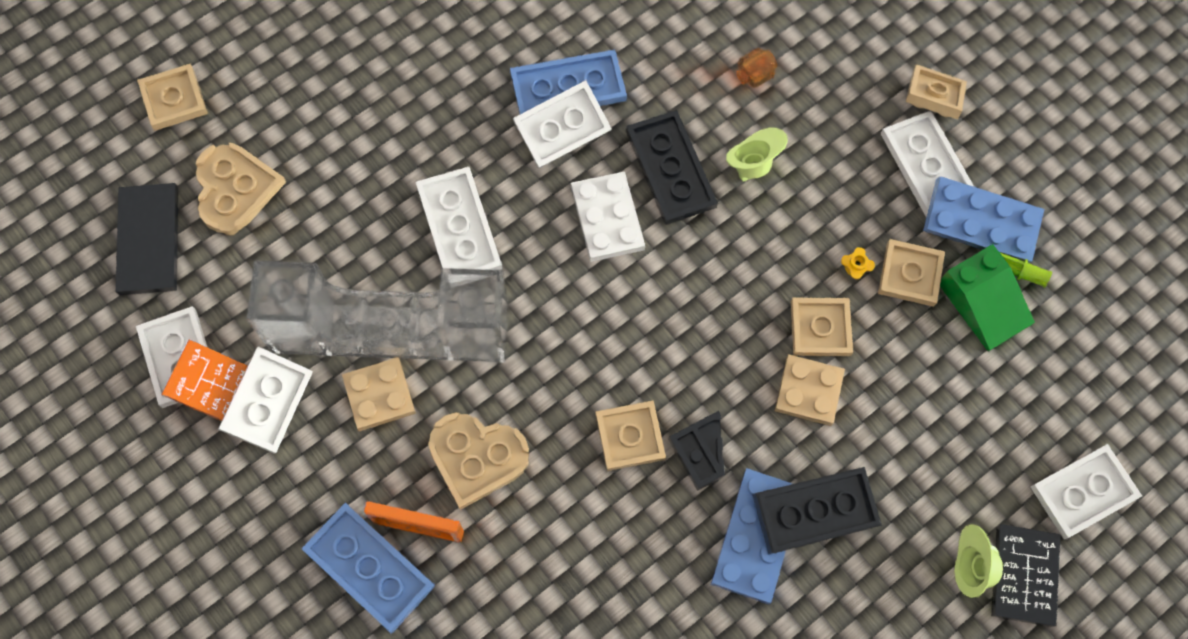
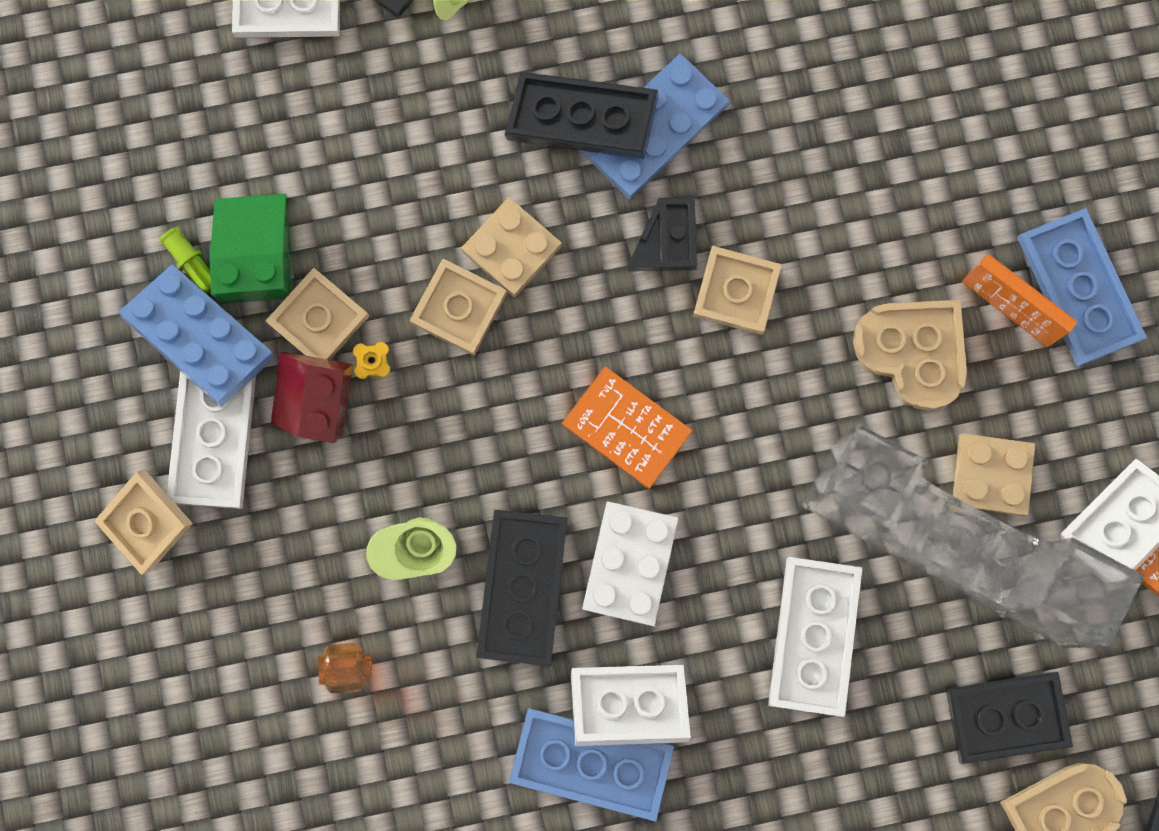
camera: 150 degrees left, 10 degrees up
(302, 233) = (1009, 717): none -> black tile
(657, 303) = (626, 427): none -> orange tile
(880, 215) = (311, 396): none -> dark red slope

